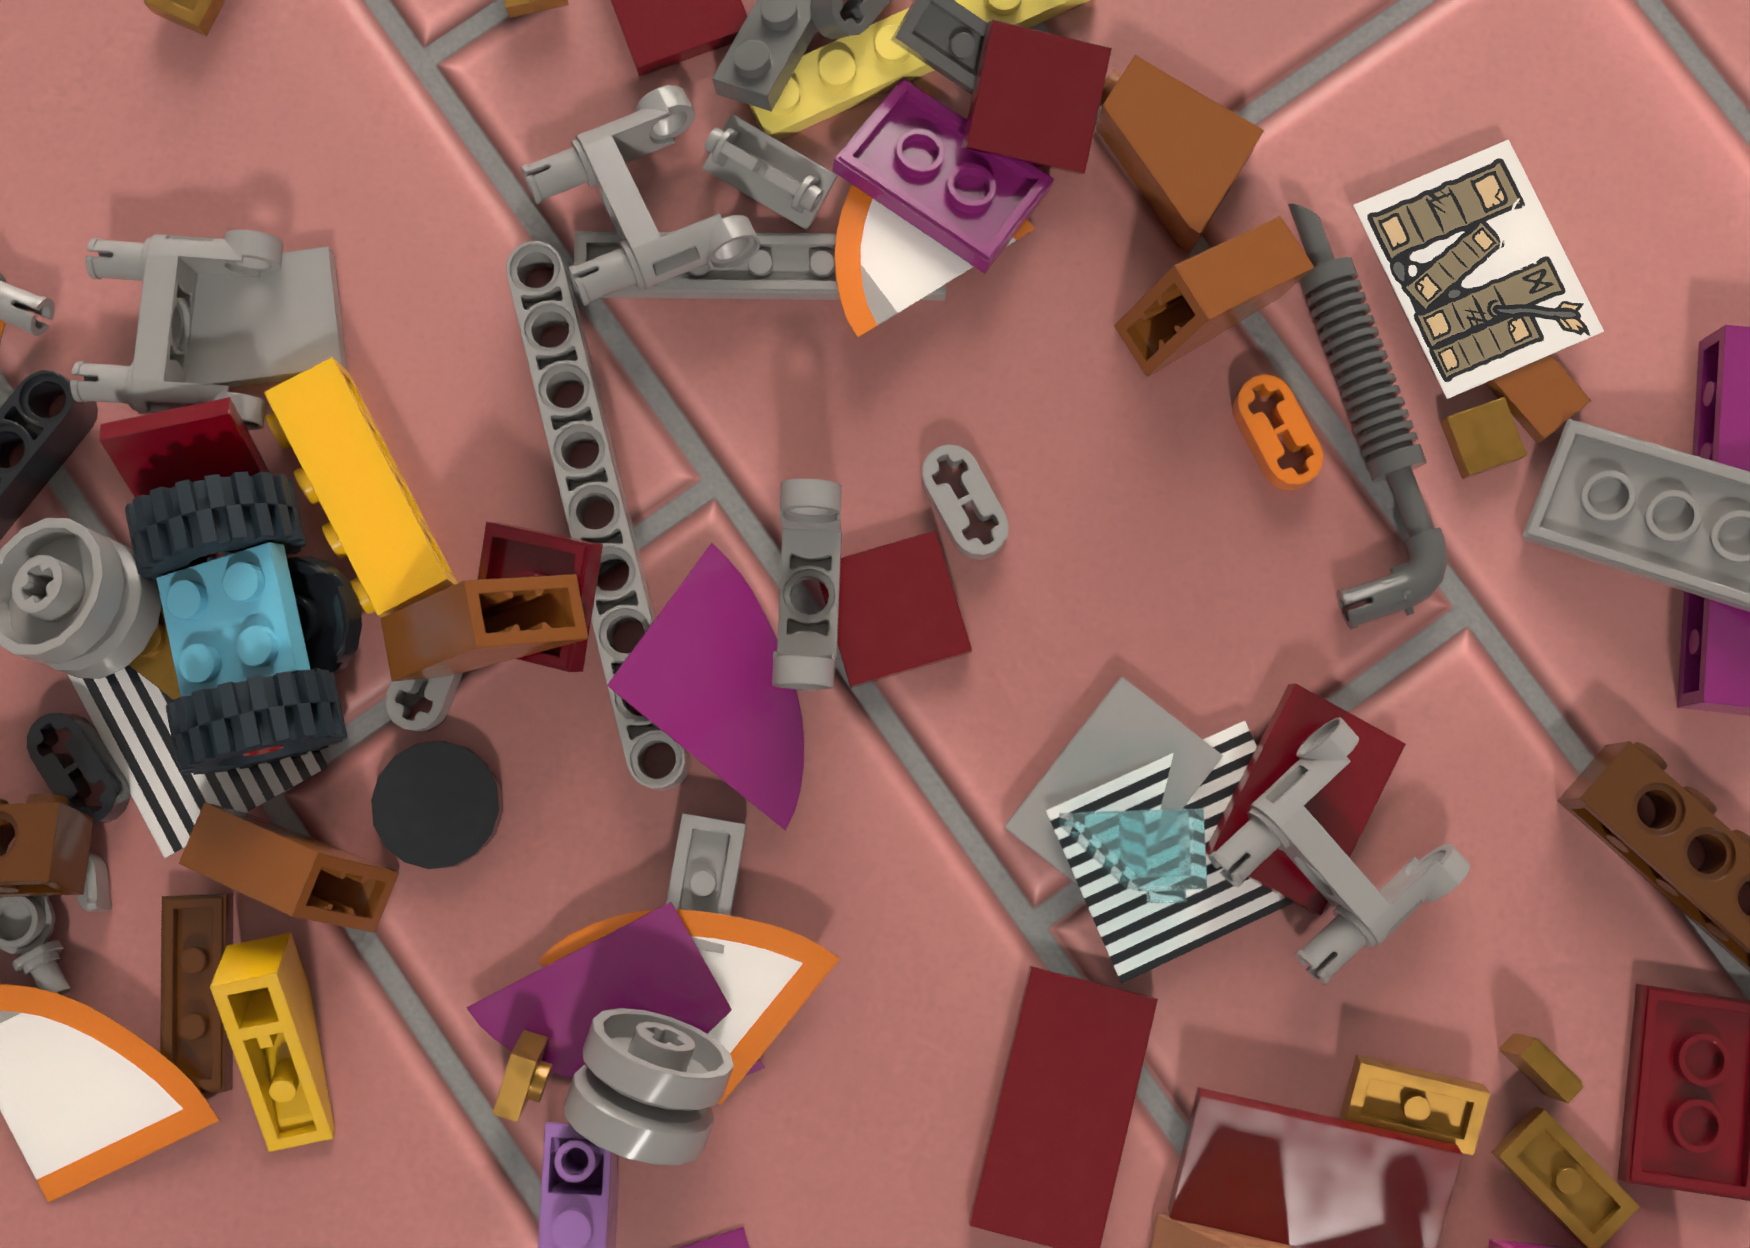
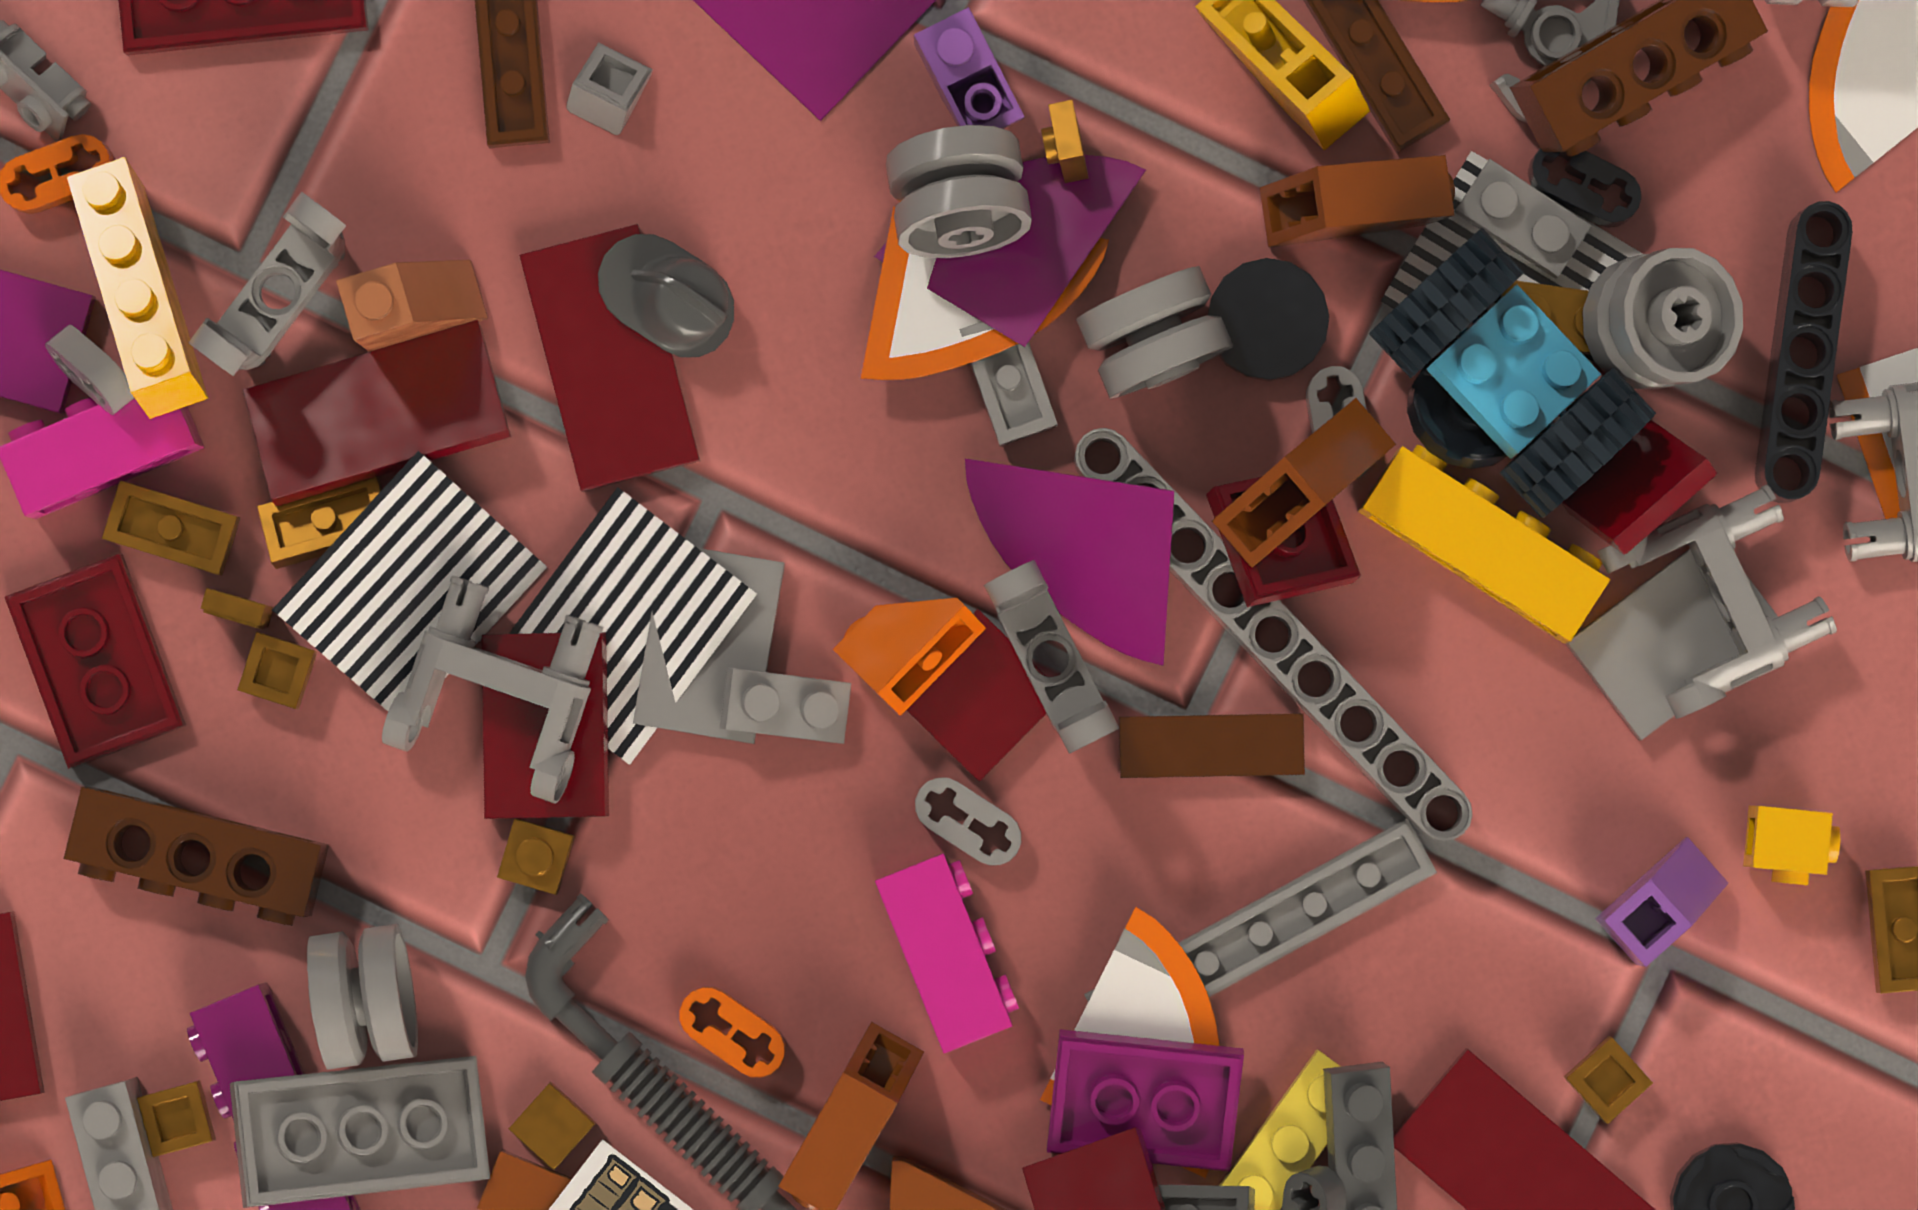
camera: 155 degrees right, 5 degrees up
(147, 769) = (1523, 218): none -> light grey plate
(251, 85) = (1790, 843): none -> yellow brick
(394, 92) = (1662, 903): none -> medium lavender slope
(541, 845) = (1153, 329): none -> light grey wheel
(643, 255) = (1359, 875): light grey connector -> none
(706, 448) = (1211, 745): none -> reddish brown tile
(768, 171) = (1299, 1020): light grey hinge -> none
(935, 684) = (908, 646): none -> orange slope
(979, 1141) = (666, 295): none -> dark grey piece
(1048, 395) = (947, 951): none -> dark pink brick
(1075, 694) = (785, 705): none -> light grey plate
(1145, 848) = (658, 606): clear light blue slope -> none
(1374, 684) = (535, 856): none -> pearl gold plate
(1381, 1019) = (392, 573): none -> sticker
(1530, 987) = (277, 670): none -> pearl gold plate
(1613, 638) = (362, 996): none -> light grey wheel

